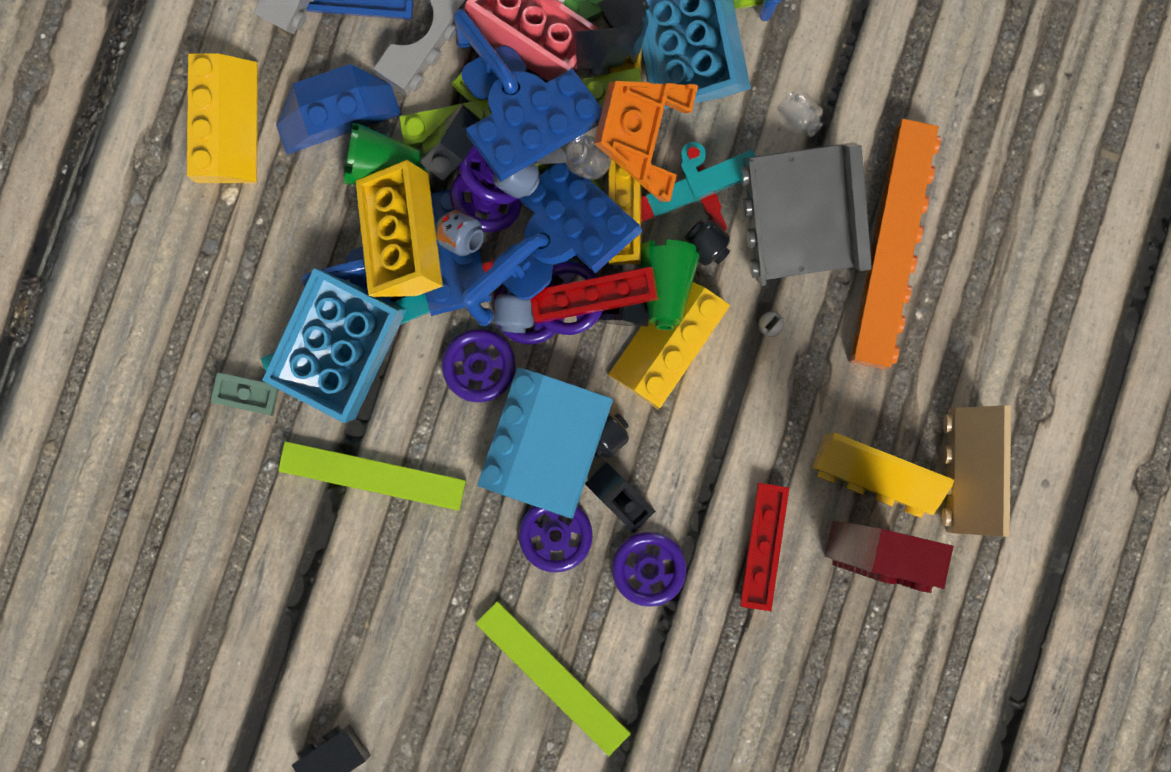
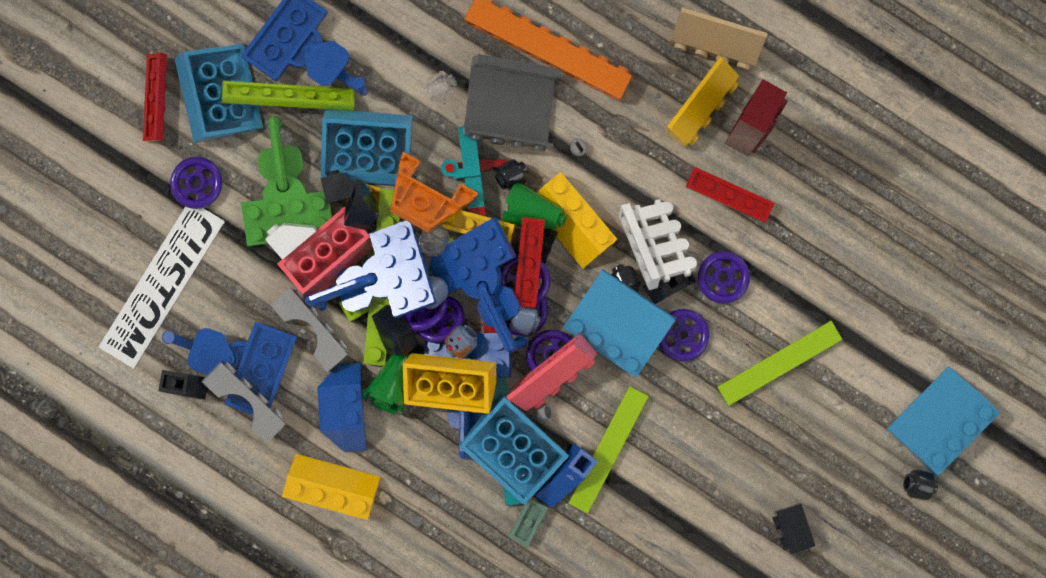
camera: 75 degrees left, 0 degrees up
(321, 431) = (567, 476): none -> blue slope
(398, 375) = (544, 413): none -> light grey hinge
(450, 369) = (552, 373): none -> coral slope
(648, 454) = (646, 255): none -> white fence

